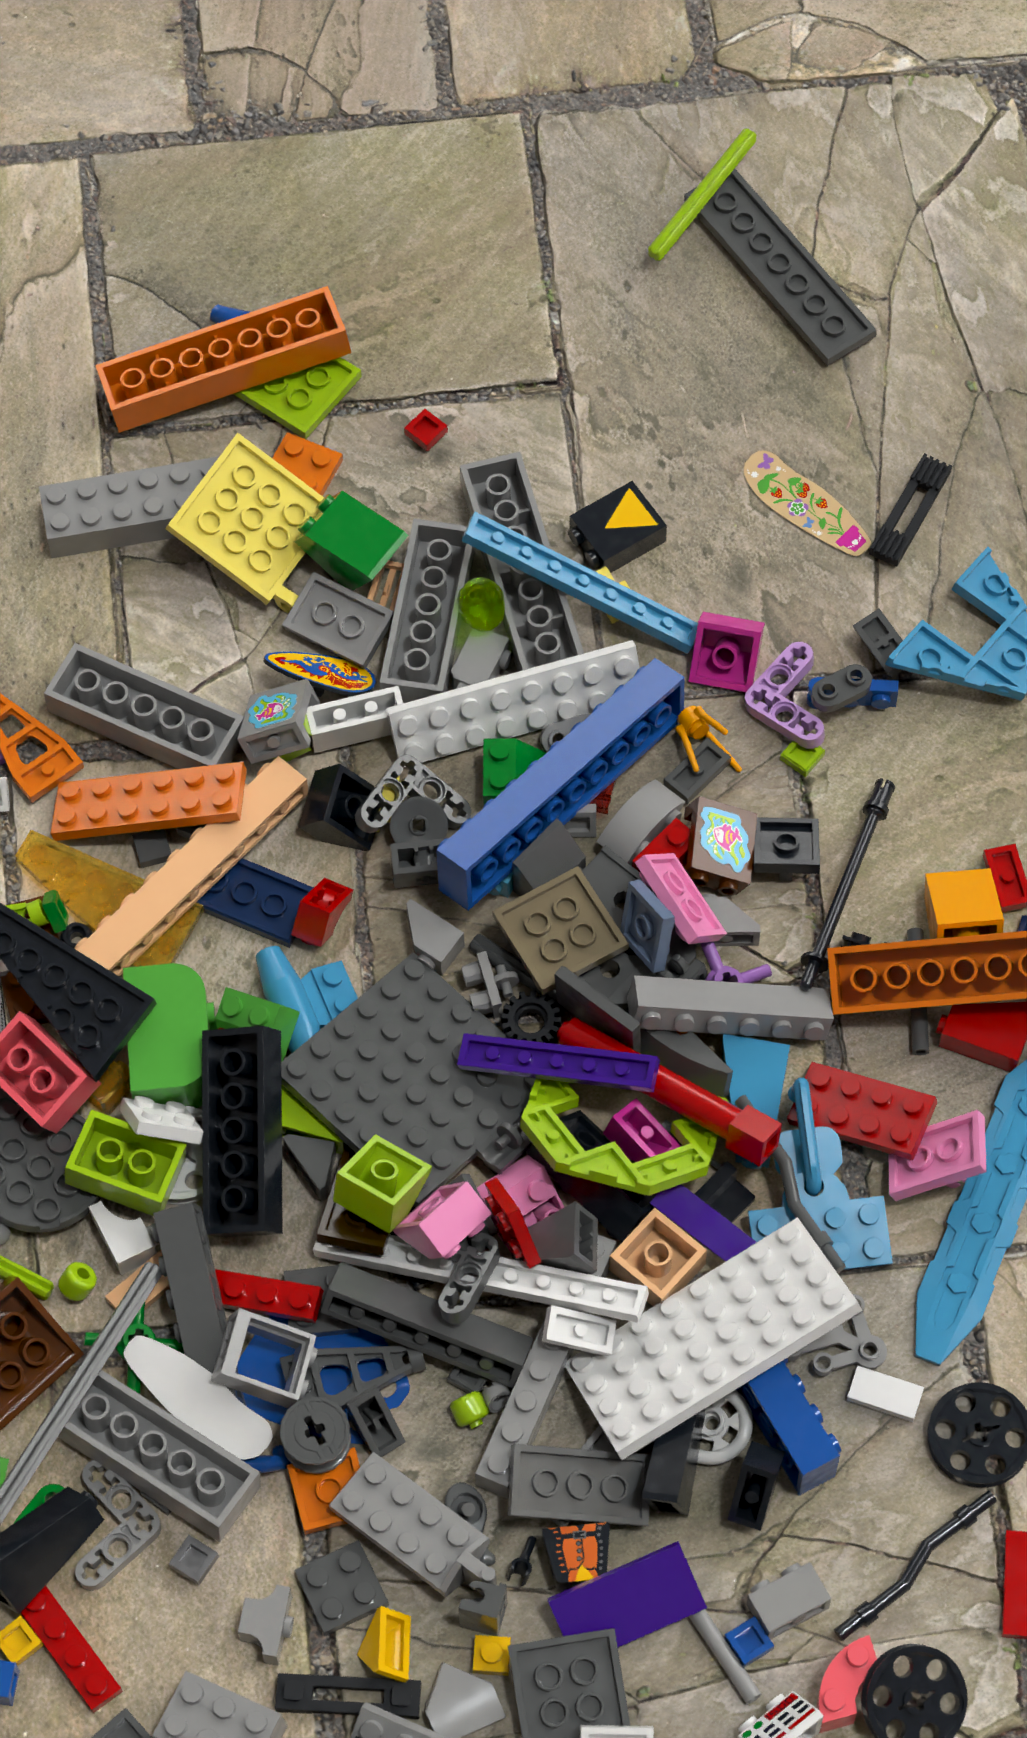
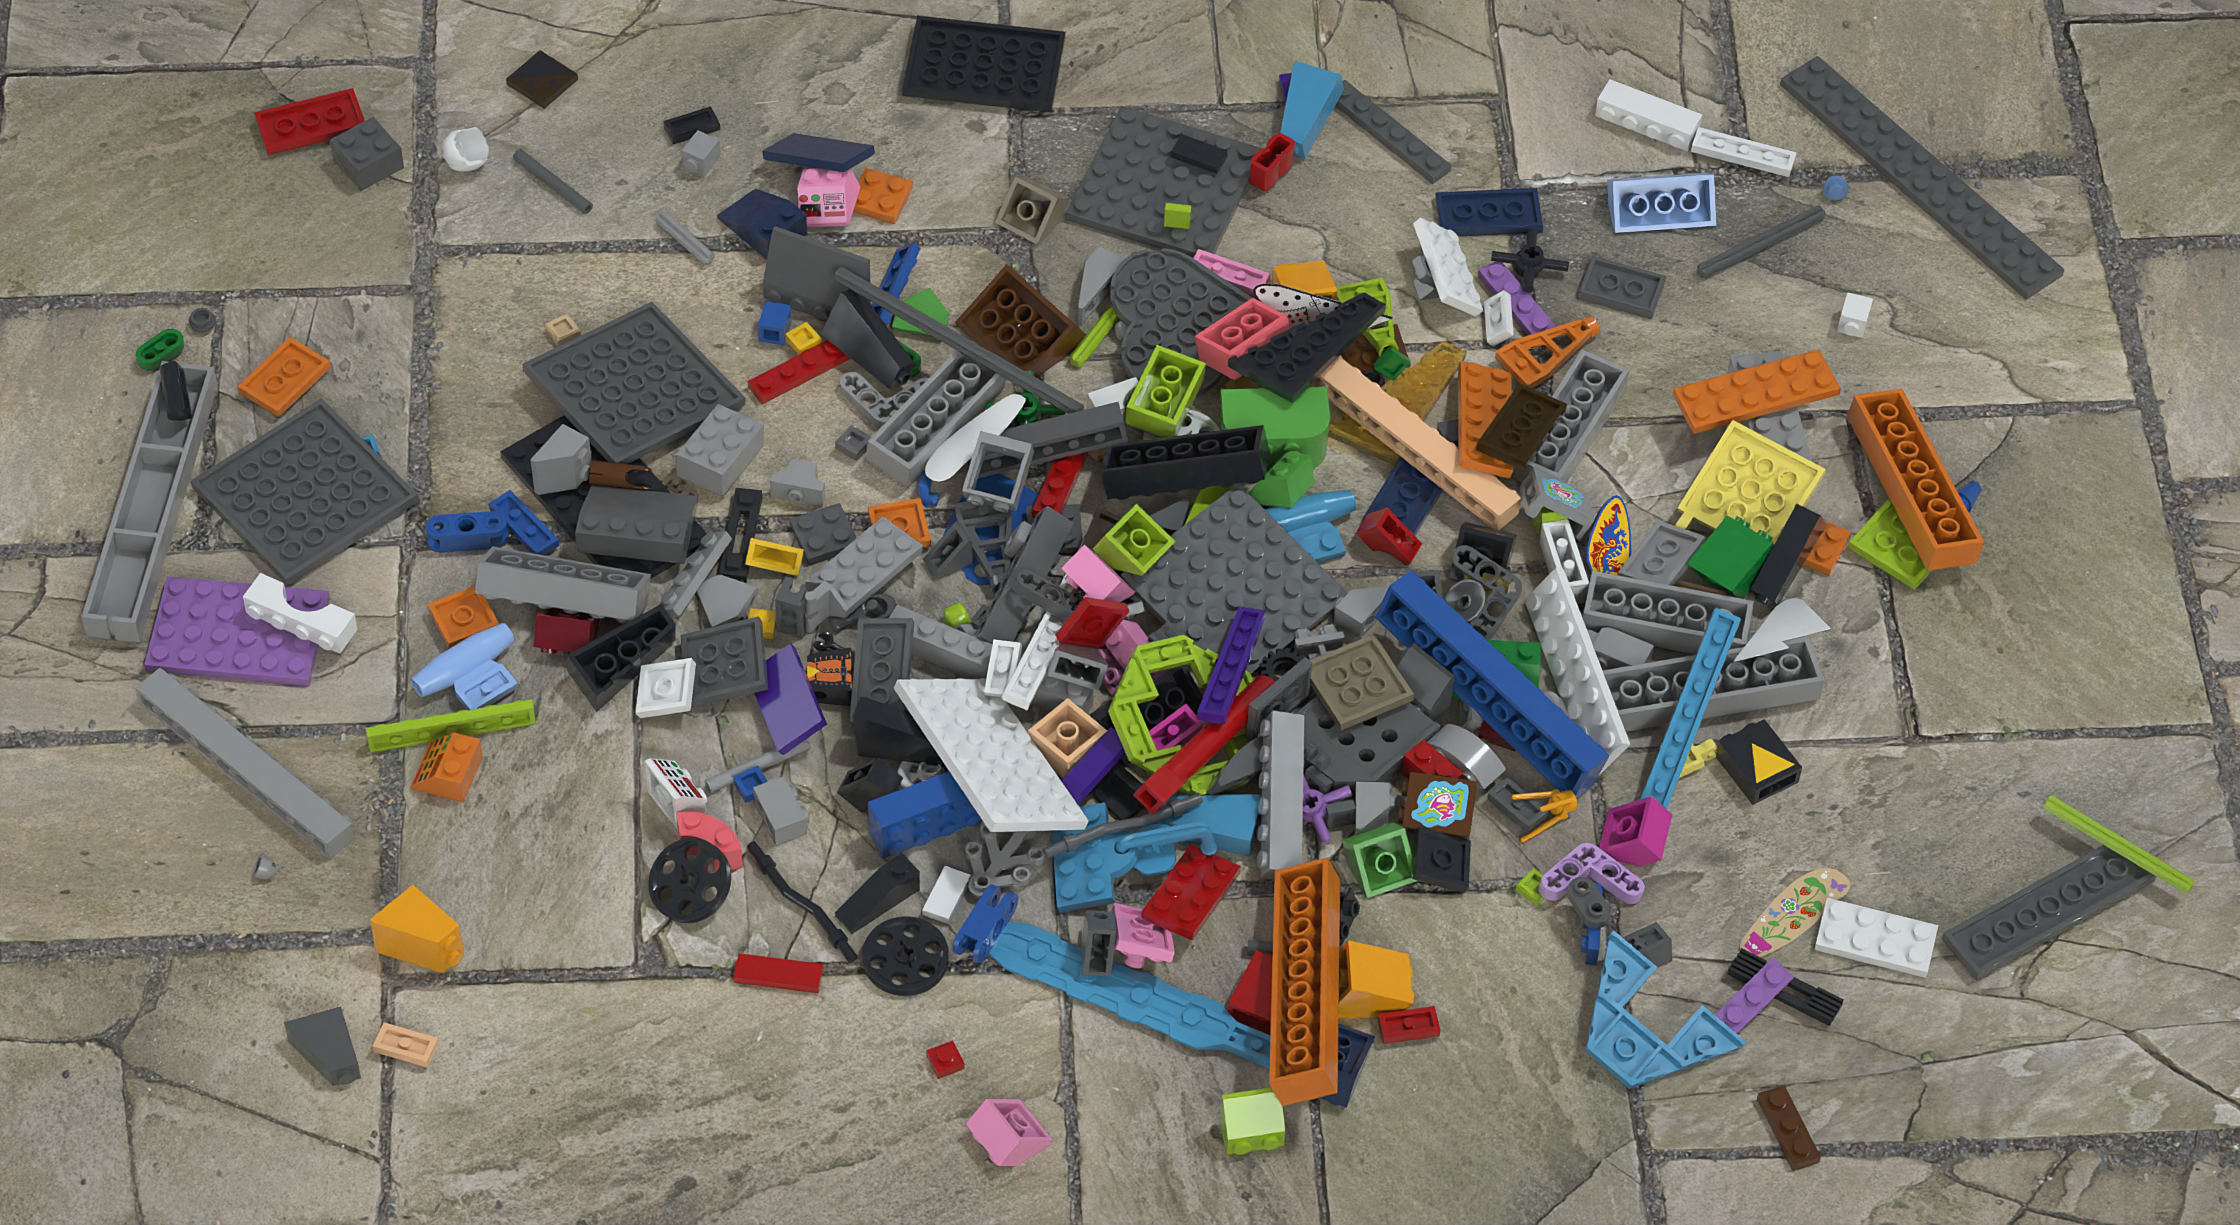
camera: 90 degrees right, 10 degrees down
(77, 1281) = (1079, 375): lime piece -> none
(109, 508) = (1756, 391): none -> orange plate
(161, 1120) = (1196, 408): white plate -> none
(183, 748) = (1521, 427): none -> dark brown plate
(328, 1421) = (937, 507): dark grey piece -> none
(330, 473) = (1788, 555): none -> black slope
(359, 1333) = (1017, 539): none -> light grey tile
(425, 429) = (1857, 630): red plate -> none
(439, 492) = (1787, 621): none -> white sticker
(481, 604) = (1665, 640): clear neon green hair -> none
(647, 925) = (1349, 727): sand blue plate -> none
(678, 893) = (1376, 756): bright pink plate -> none
(730, 953) = (1340, 814): none -> dark grey plate
(785, 910) = (1380, 859): none -> bright green slope
(832, 426) = (1876, 937): none -> white plate
(874, 810) = (1475, 930): black bar -> none
(899, 1470) = (880, 893): none -> black slope
(932, 537) = (1754, 995): none -> medium lavender plate
(934, 1338) = (985, 923): none -> blue piece
(951, 1204) = (1098, 933): none -> dark grey torso

